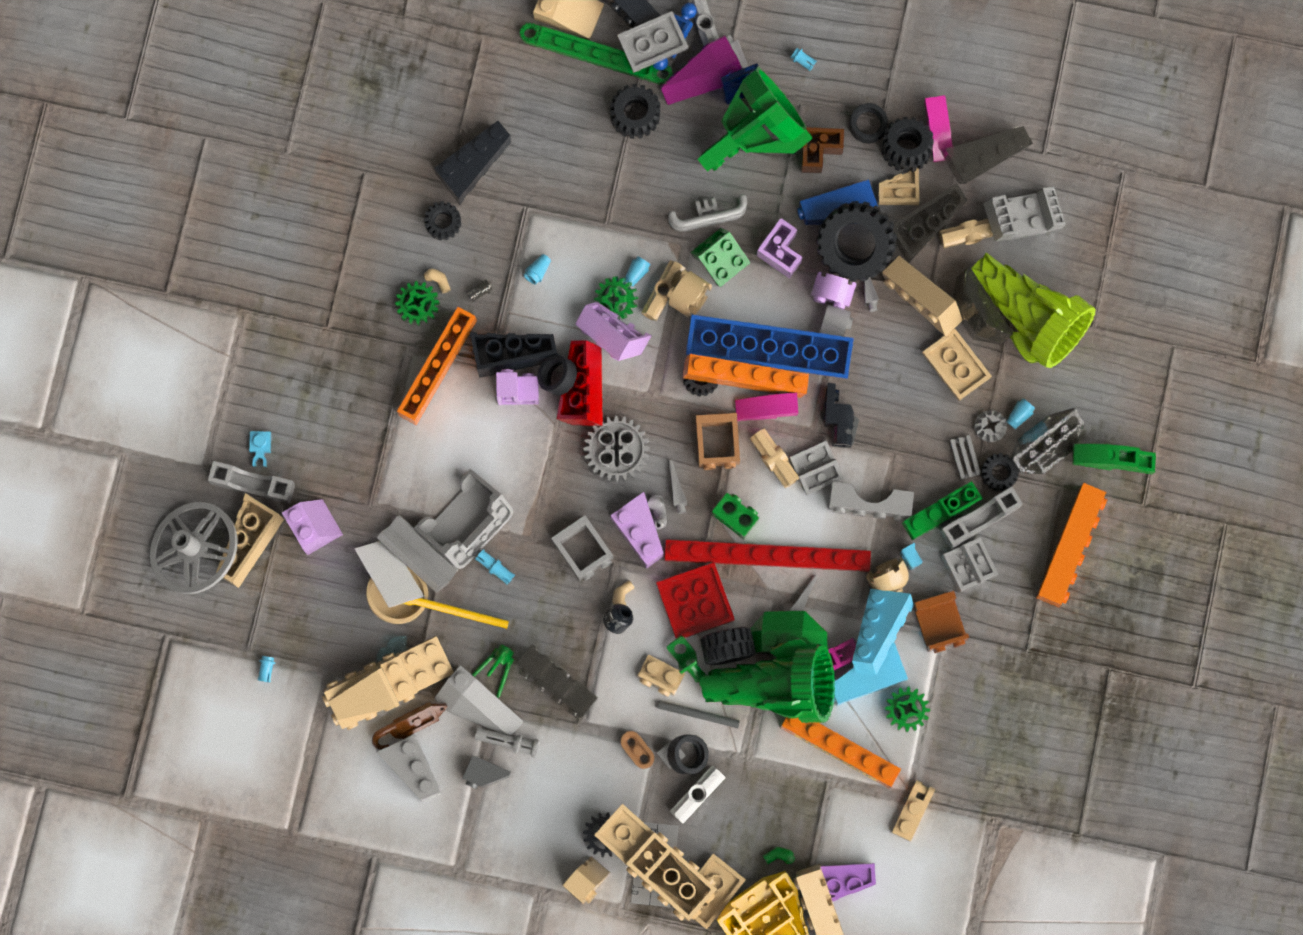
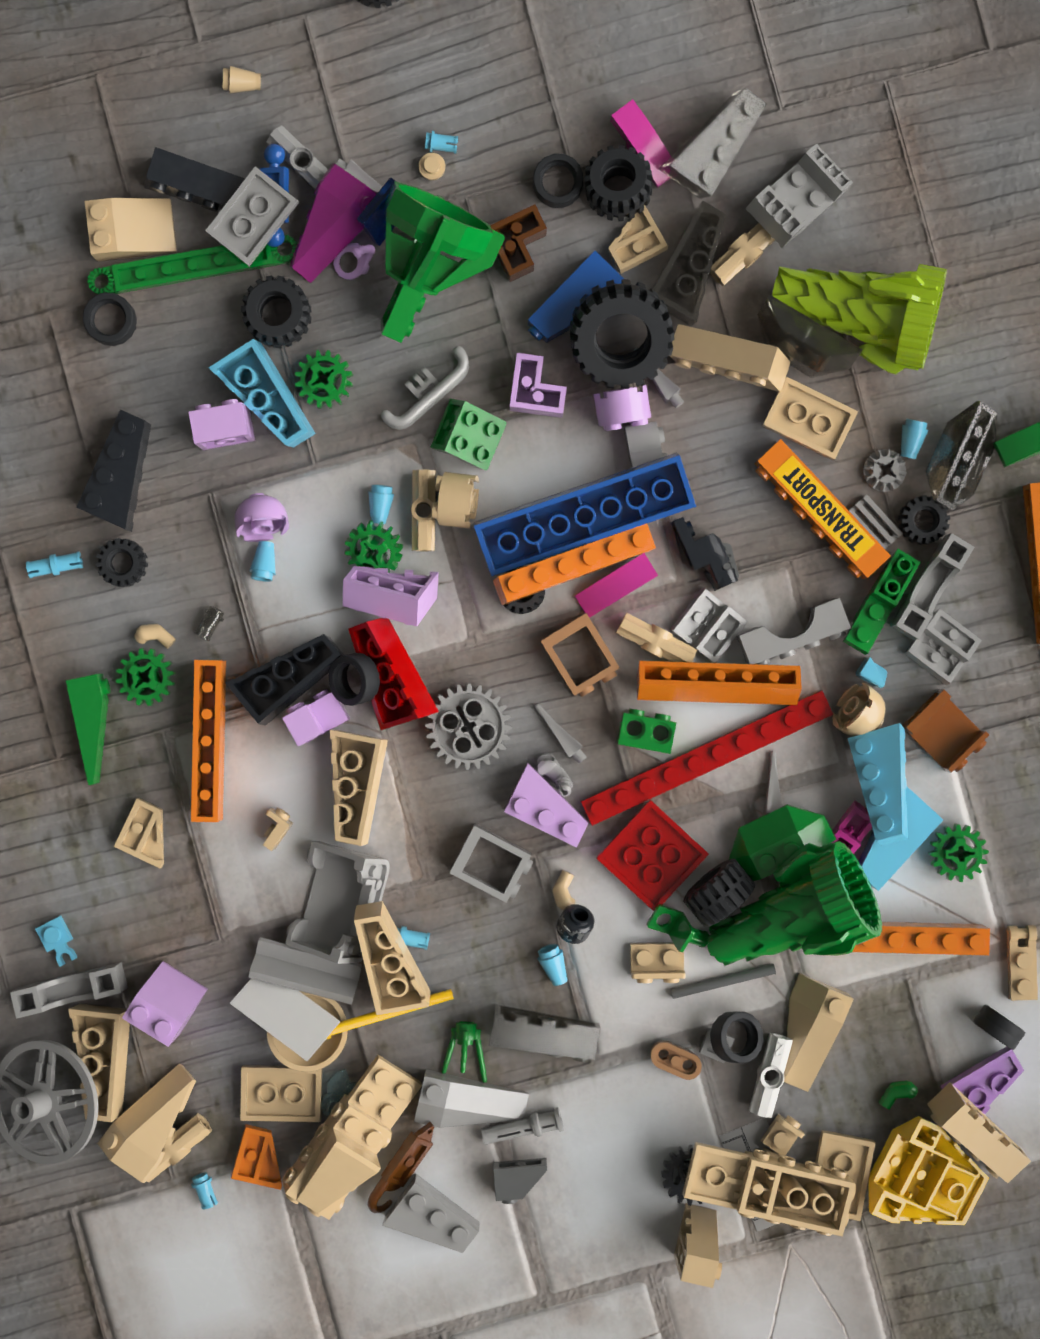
camera: 30 degrees left, 10 degrees up
(248, 602) = (142, 1130): none -> tan wedge
(261, 627) = (182, 1141): none -> tan piece
(314, 666) = (257, 1159): none -> orange wing
(354, 630) = (280, 1094): none -> tan plate
(358, 406) = (143, 833): none -> tan wing
(368, 305) = (89, 708): none -> green slope
(397, 199) = (54, 564): none -> medium azure pin
(449, 452) = (276, 832): none -> tan bracket
(477, 576) = (390, 968): none -> tan wedge
(518, 45) = (89, 316): none -> black tyre
(520, 446) = (355, 783): none -> tan wedge
(551, 239) = (260, 517): none -> lavender cylinder
(559, 165) = (221, 425): none -> lavender brick
(588, 640) = (553, 963): none -> medium azure cone
(598, 154) = (262, 389): none -> medium azure wedge
(635, 171) = (333, 372): none -> green gear
(685, 840) = (782, 1134): none -> tan bracket
(712, 105) = (363, 255): none -> lavender piece
(745, 775) = (813, 1024): none -> tan wedge
(789, 71) = (432, 166): none -> tan plate
(801, 506) = (718, 682): none -> orange brick
(873, 842) = (999, 1027): none -> black tyre
(933, 429) = (822, 510): none -> brick

